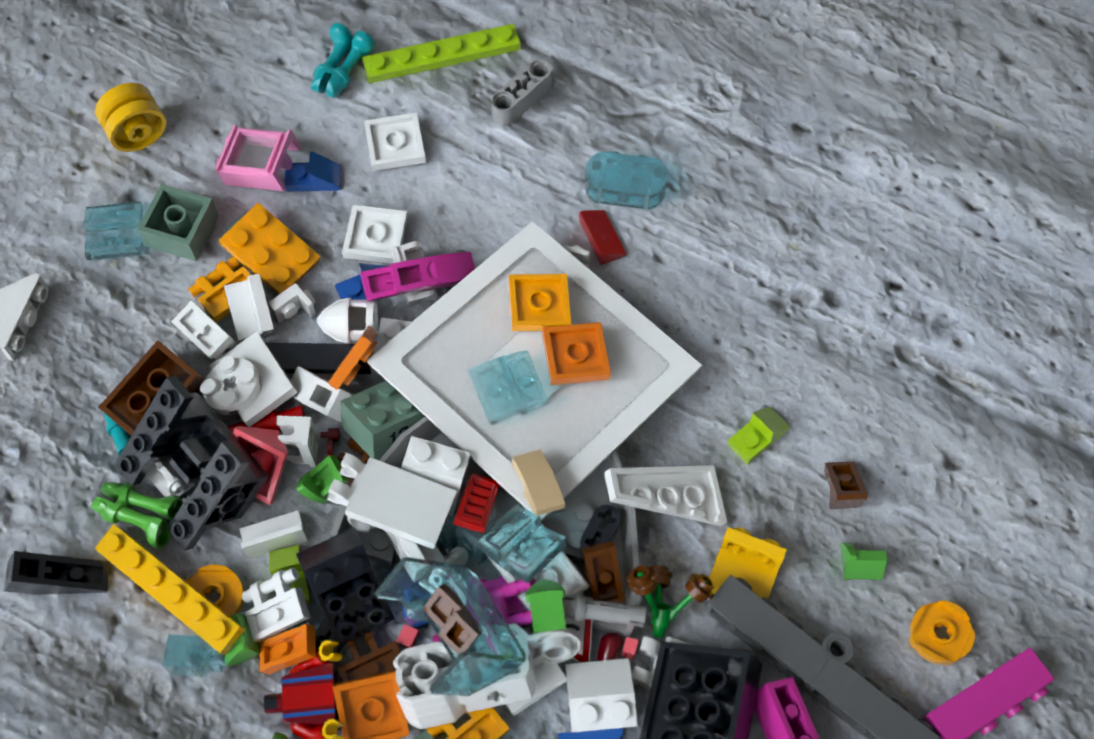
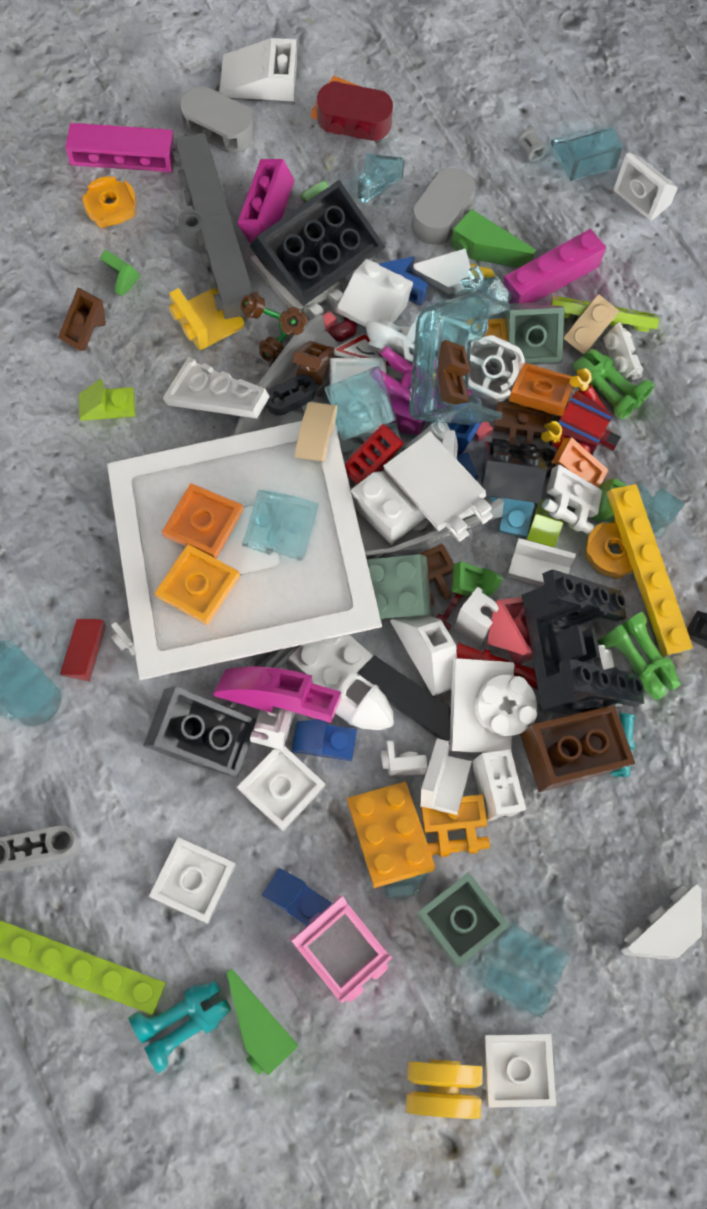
camera: 150 degrees left, 5 degrees up
(85, 167) = (519, 1070): none -> white plate
(280, 87) = (261, 1032): none -> bright green slope
(349, 366) = (388, 648): orange plate -> none
(466, 225) = (190, 732): none -> black slope
(546, 606) = (375, 344): bright green tile -> none
(580, 608) = (349, 338): light grey pin -> none

